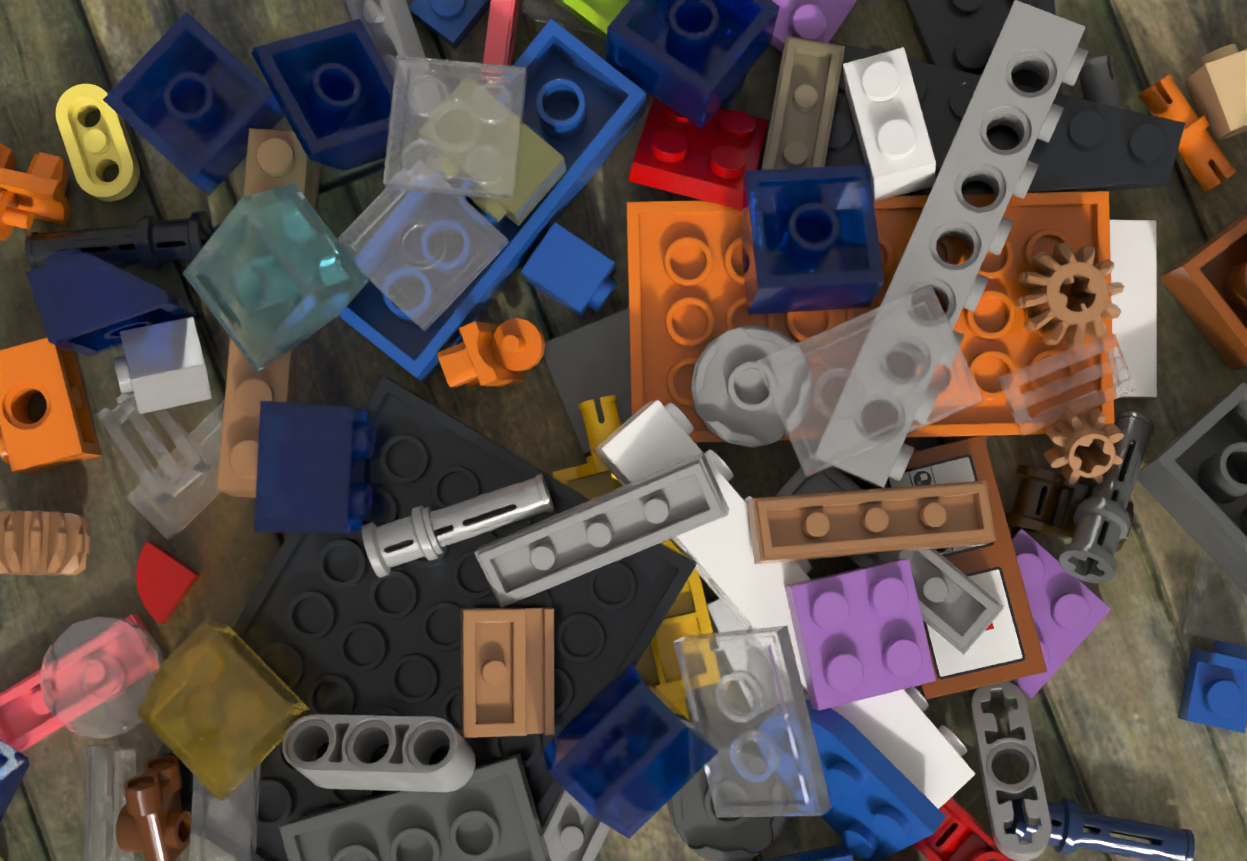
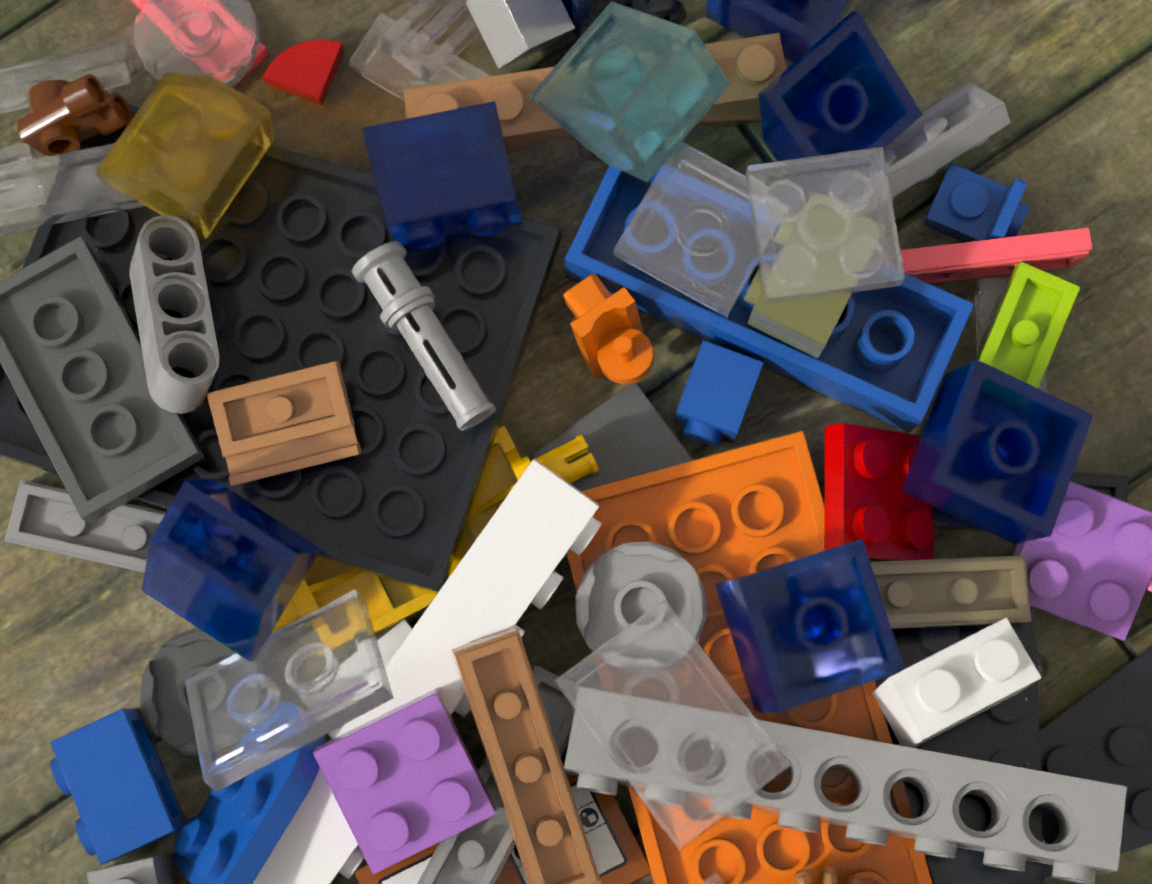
camera: 80 degrees right, 5 degrees down
(602, 530) = (450, 484): light grey tile -> none

